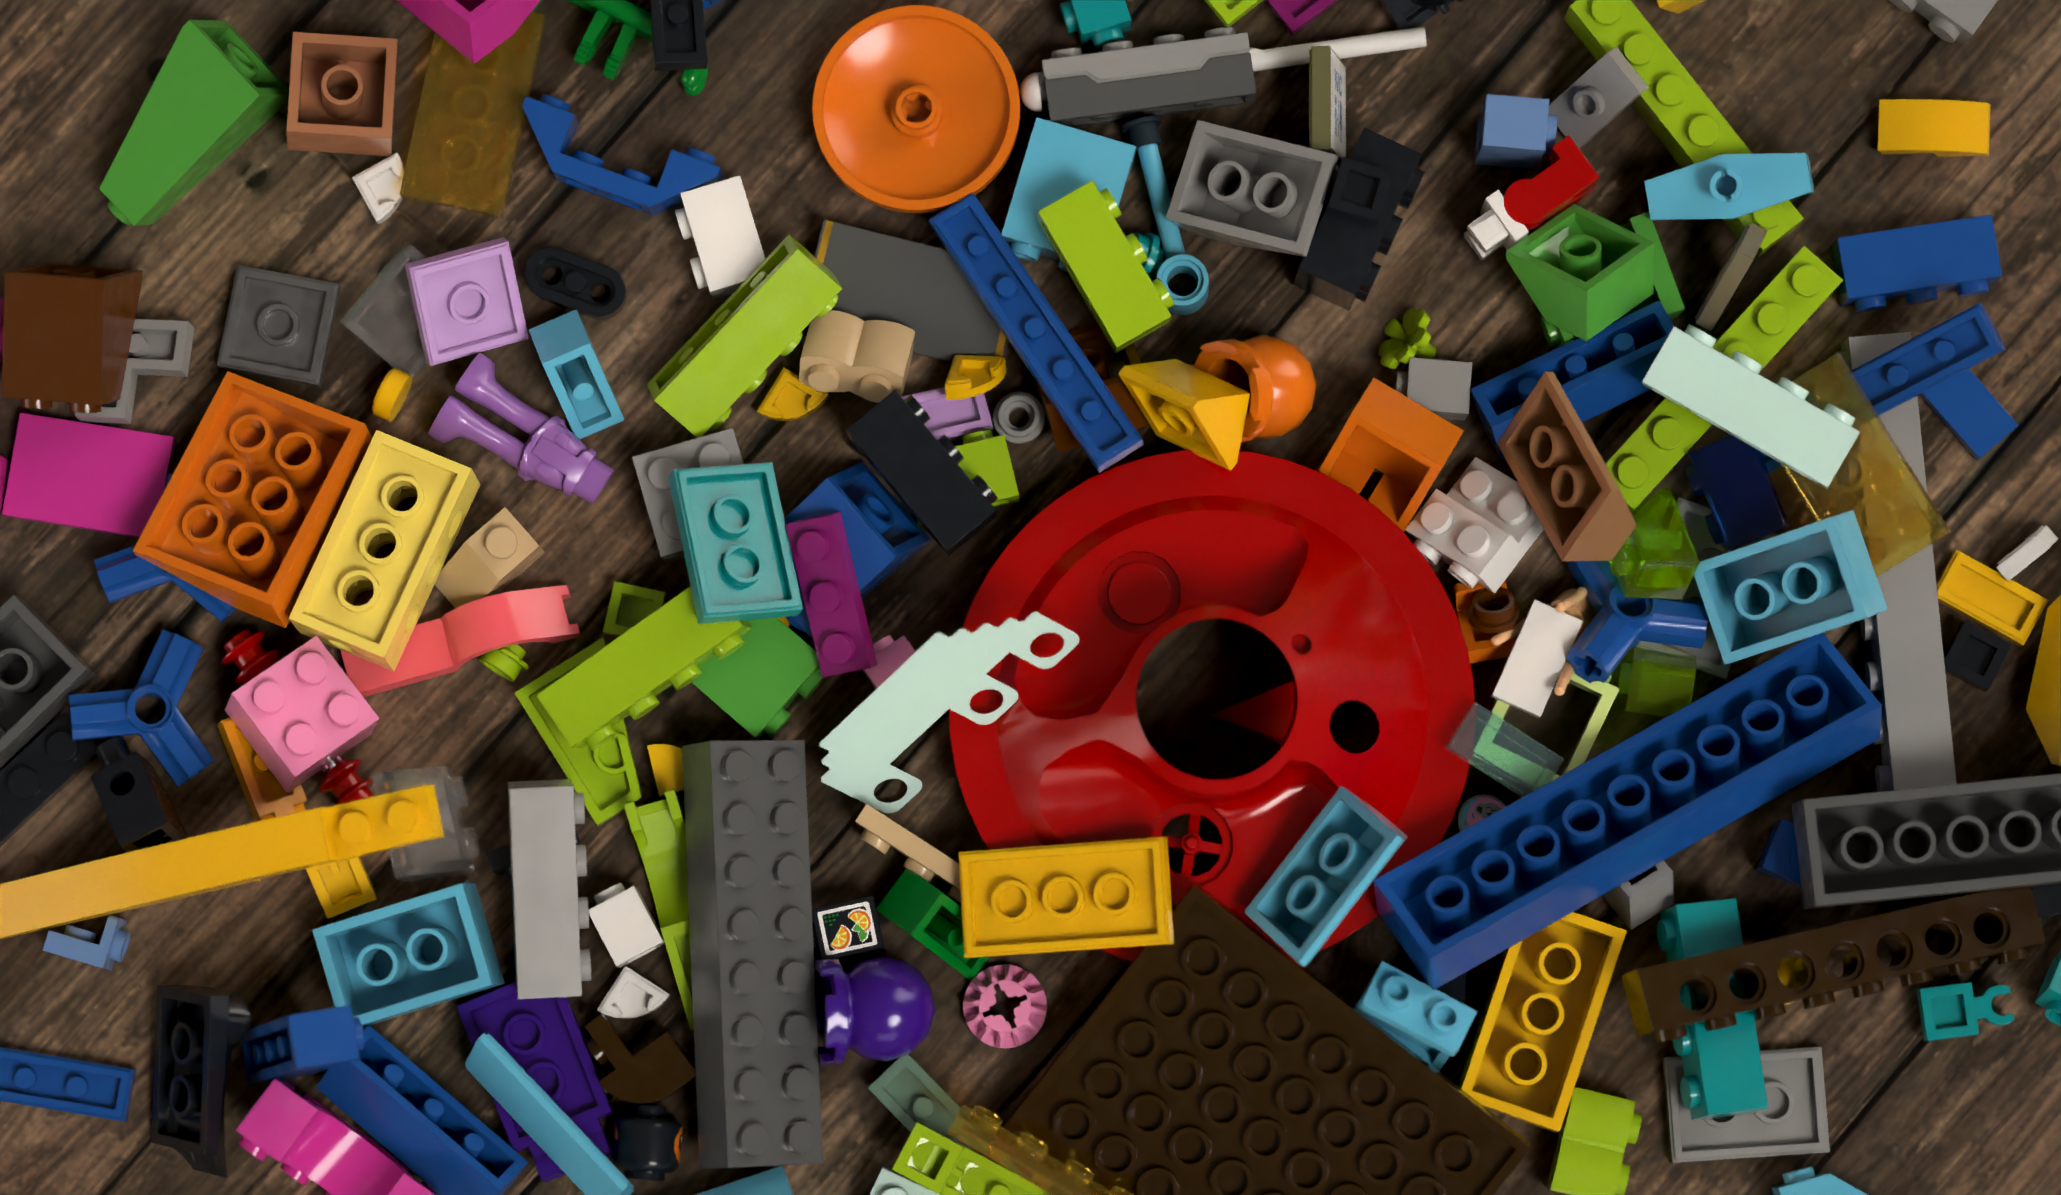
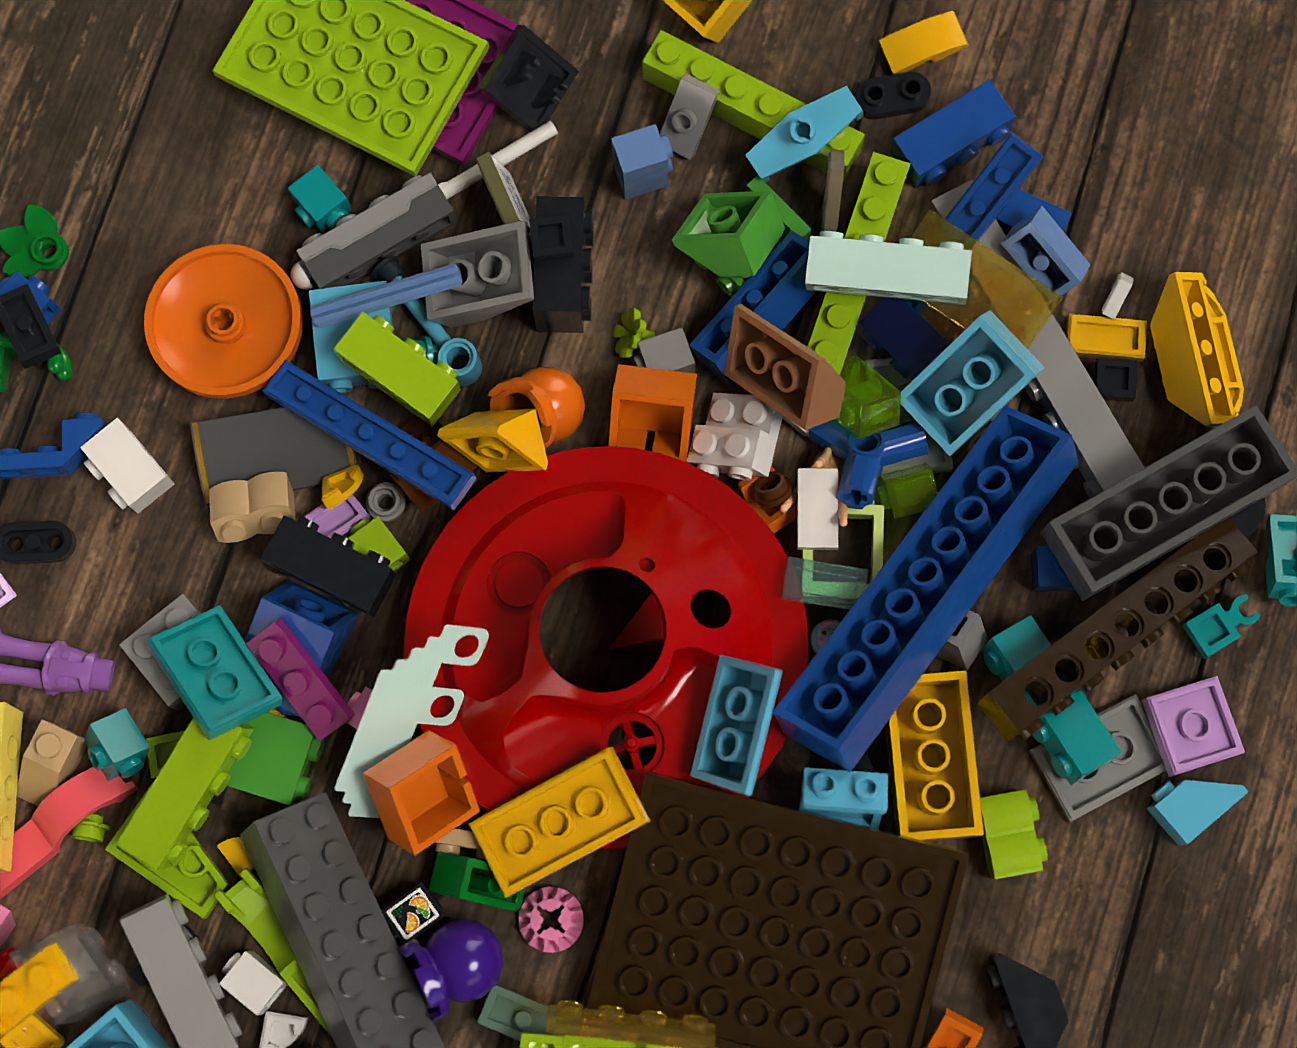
camera: 20 degrees left, 5 degrees down
(576, 374) = (59, 605): medium azure slope -> none
(578, 575) = (116, 745): none -> teal brick
(745, 337) = (166, 527): lime brick -> none
(790, 399) = (220, 558): yellow tile -> none
(912, 799) = (416, 797): none -> orange piece
(1129, 169) = (386, 295): none -> medium blue axle
(1532, 201) = (675, 200): red hips -> none
(1866, 176) = (894, 97): none -> black plate
(1871, 1115) = (1193, 726): none -> lavender tile
(1959, 465) = (1046, 252): none -> medium blue brick

